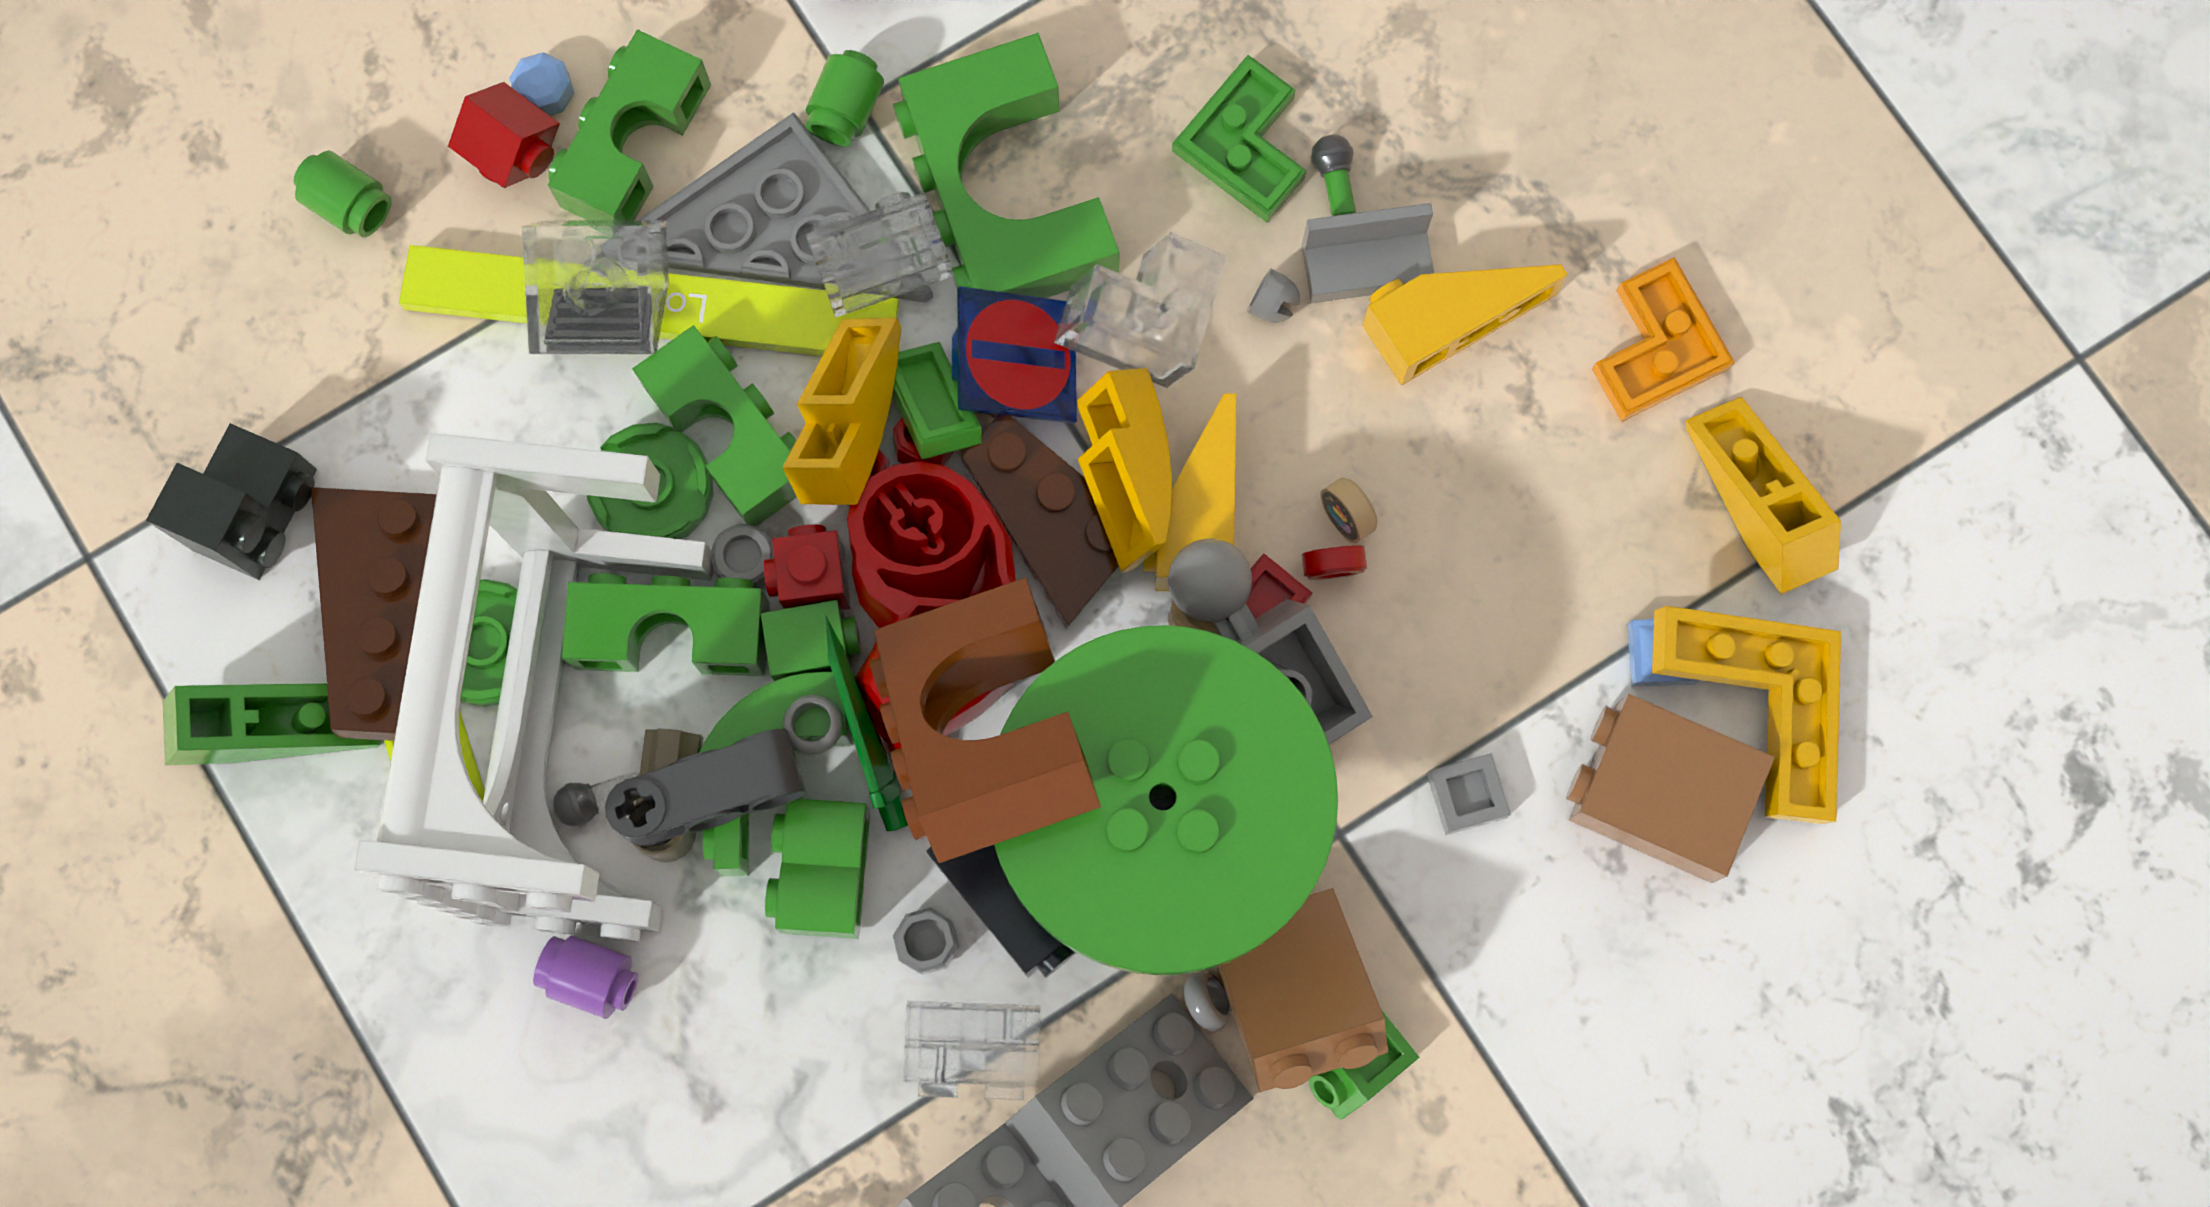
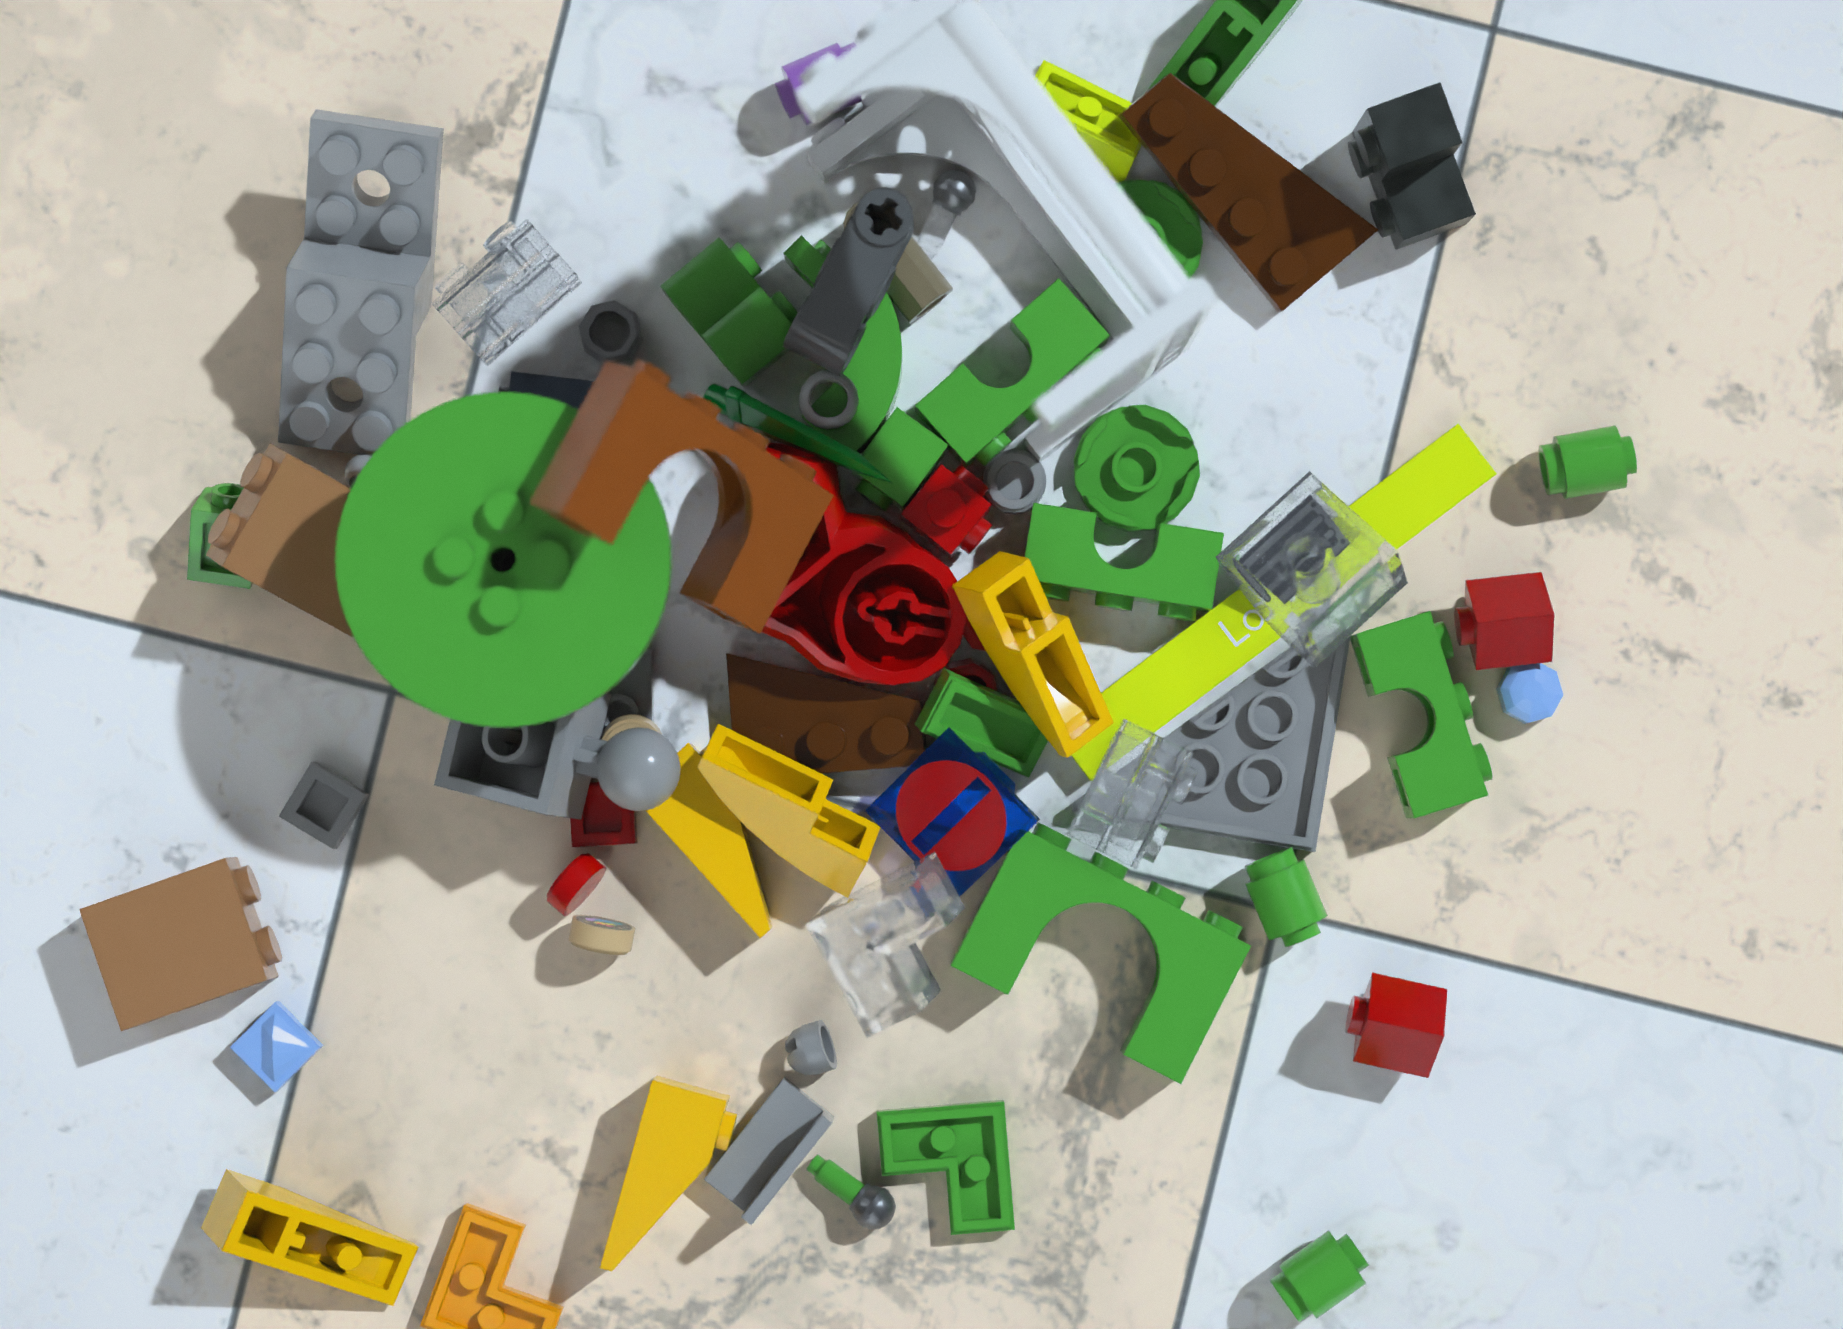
camera: 140 degrees right, 10 degrees up
(1803, 699) = (154, 1117): yellow plate -> none

